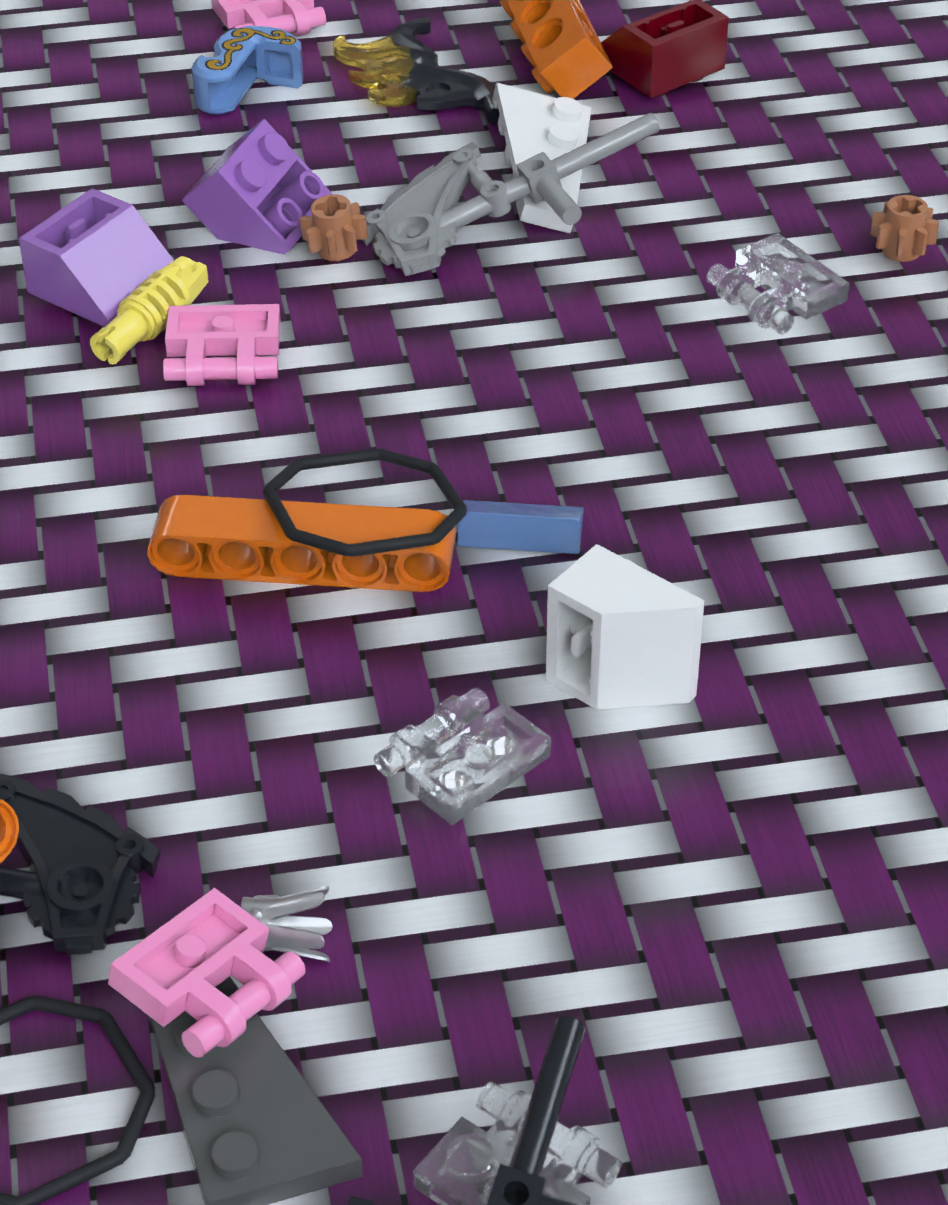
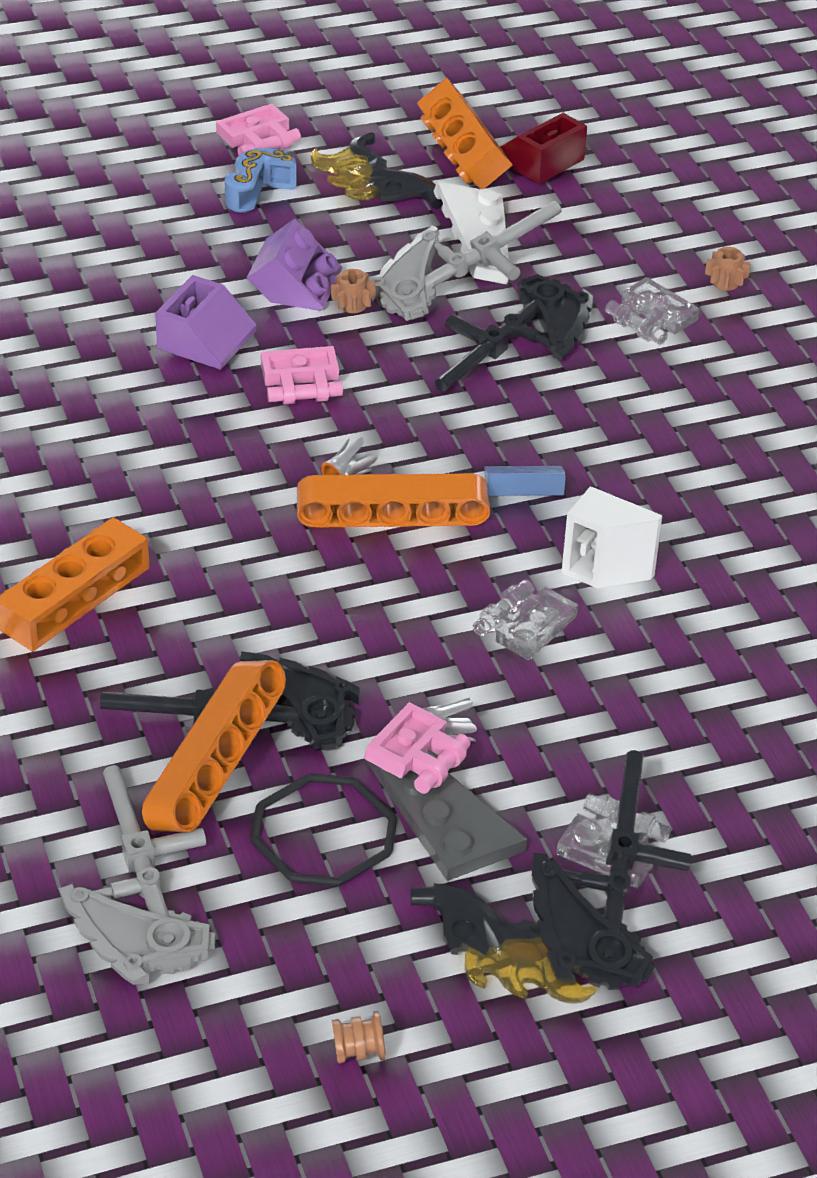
camera: 10 degrees left, 0 degrees up
(145, 310) = (246, 354): light yellow hinge -> none
(238, 482) = (345, 464): none -> flat silver piece
(371, 547) = (426, 500): black piece -> none
(637, 282) = (554, 304): none -> black bar

